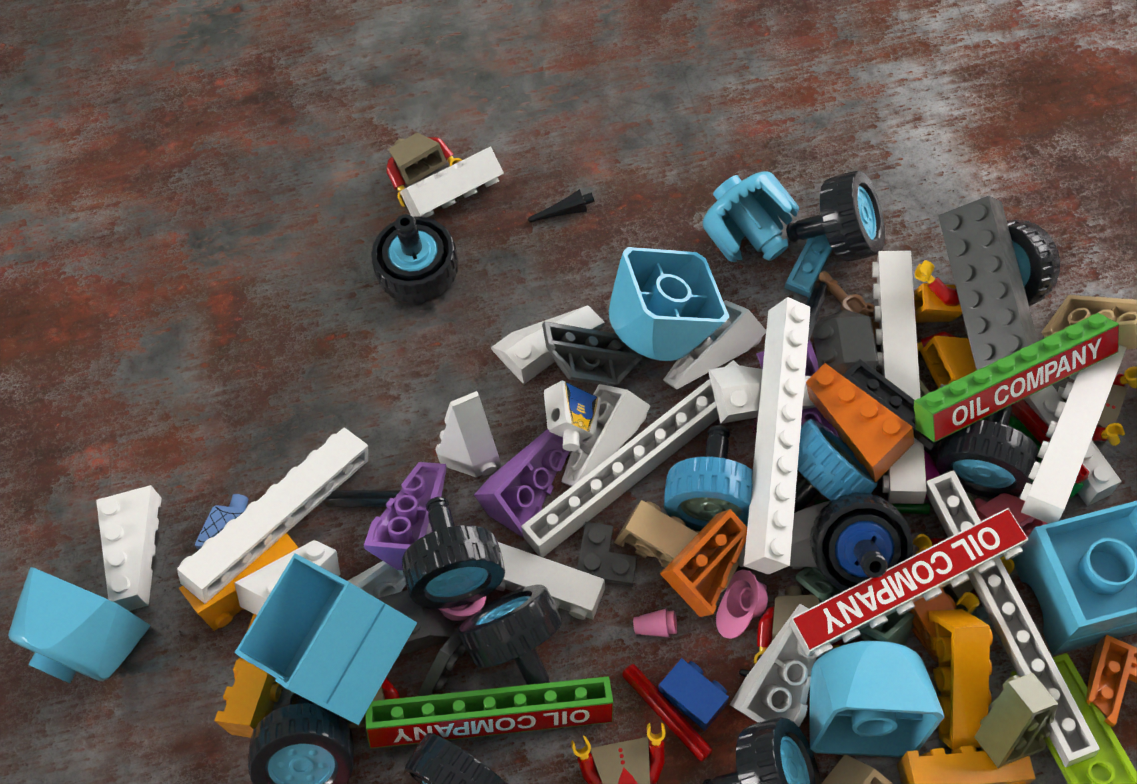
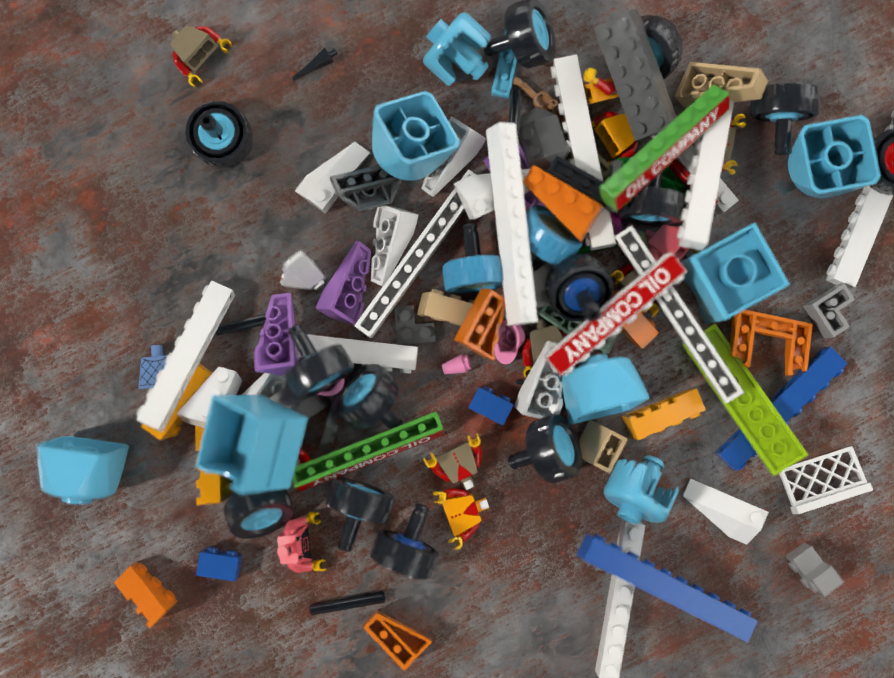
camera: 15 degrees left, 25 degrees up
(127, 541) = (92, 397): white wedge -> none
(451, 183) = (227, 64): white wedge -> none
(571, 413) = (366, 234): torso -> none
(667, 712) = (476, 419): red axle -> none
(962, 674) = (654, 358): light orange wedge -> none
(1017, 720) = (691, 385): olive wedge -> none

